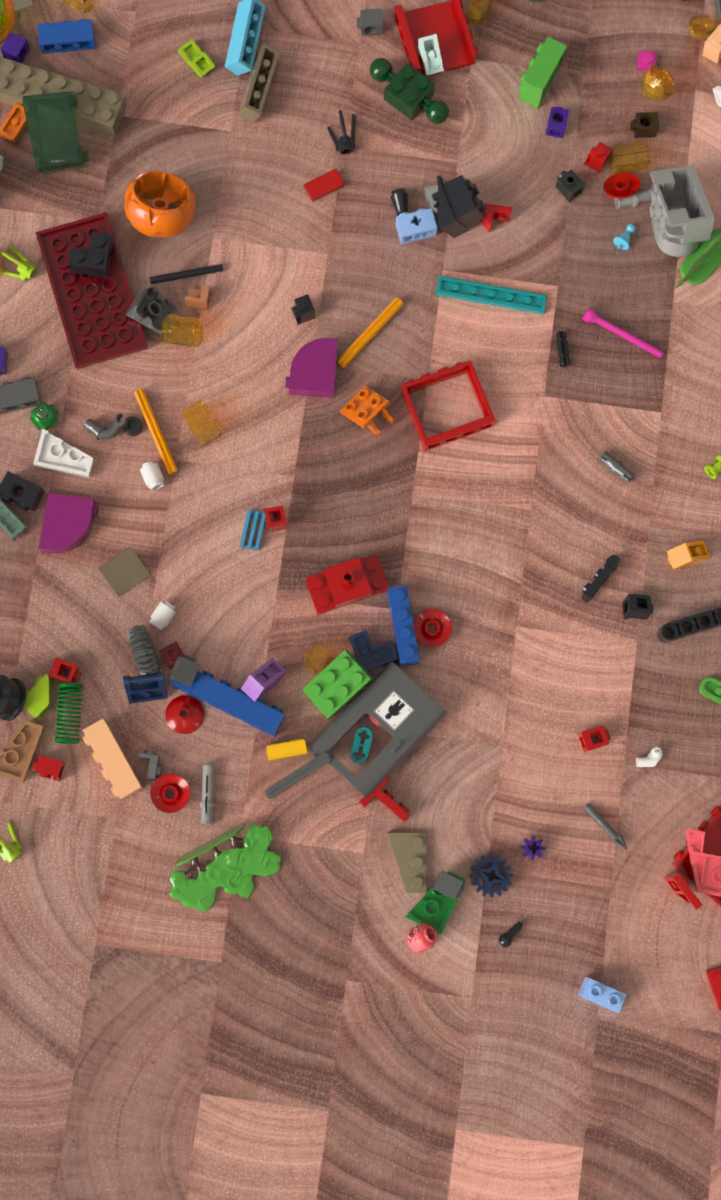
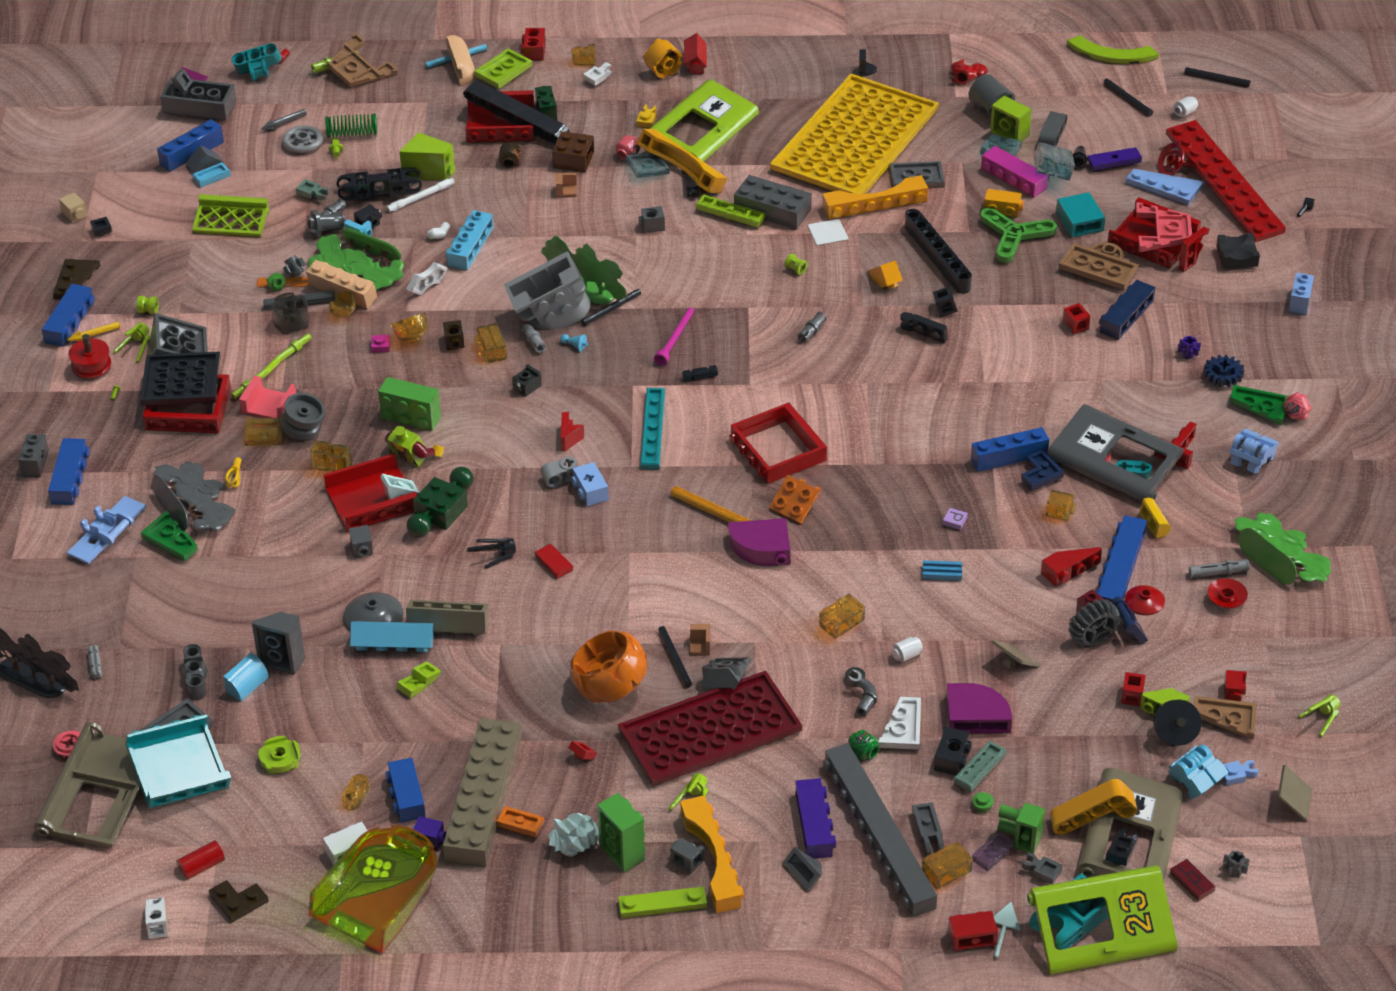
camera: 90 degrees left, 35 degrees down
(54, 132) = (535, 761): clear green windscreen -> none
(72, 687) = (1199, 677): green piece -> none
(83, 180) = (582, 751): none -> red plate
(95, 260) = (676, 713): black brick -> none
(112, 758) = (1209, 637): light nougat brick -> none
(154, 767) = (1205, 610): flat silver bracket -> none
(155, 431) = (856, 657): light orange axle -> none
(162, 615) = (1051, 622): white brick -> none
(182, 330) = (744, 640): clear yellow brick -> none
(184, 670) = (1107, 581): dark grey brick -> none
(235, 645) = (1067, 564): none -> red slope
(263, 679) = (1095, 531): medium lavender brick -> none
(275, 518) = (930, 550): red brick -> none
(287, 37) = (373, 608): none -> dark grey dish
(298, 775) = (1180, 503): dark grey axle -> none
(303, 309) = (699, 555): black brick -> none
(320, 556) = (955, 518): none -> lavender tile
(337, 684) = (1083, 480): bright green brick -> none
(347, 583) = (980, 495): red brick -> none
(362, 870) = (1253, 448): none -> light blue hips
(400, 200) = (564, 499): black cone -> none
(411, 858) = (1224, 426): dark tan wing -> none
(434, 618) = (1003, 426): red dish -> none
(448, 885) = (1244, 389): dark grey brick -> none
(458, 205) = (571, 438): black piece -> none
(487, 67) = (410, 447): none -> torso
(506, 939) = (1276, 358): black piece -> none
(555, 128) = (458, 395): dark purple brick -> none
(598, 157) = (494, 363): red brick -> none
(601, 796) = (1127, 309): none -> dark blue brick
(617, 839) = (1161, 298): dark grey piece -> none
(622, 185) = (522, 344): red dish -> none
(652, 758) = (1081, 284): white arm -> none
(674, 278) = (610, 307): none -> black bar
(680, 785) = (1099, 264): none -> medium nougat plate
(682, 943) = (1238, 251): none -> black brick

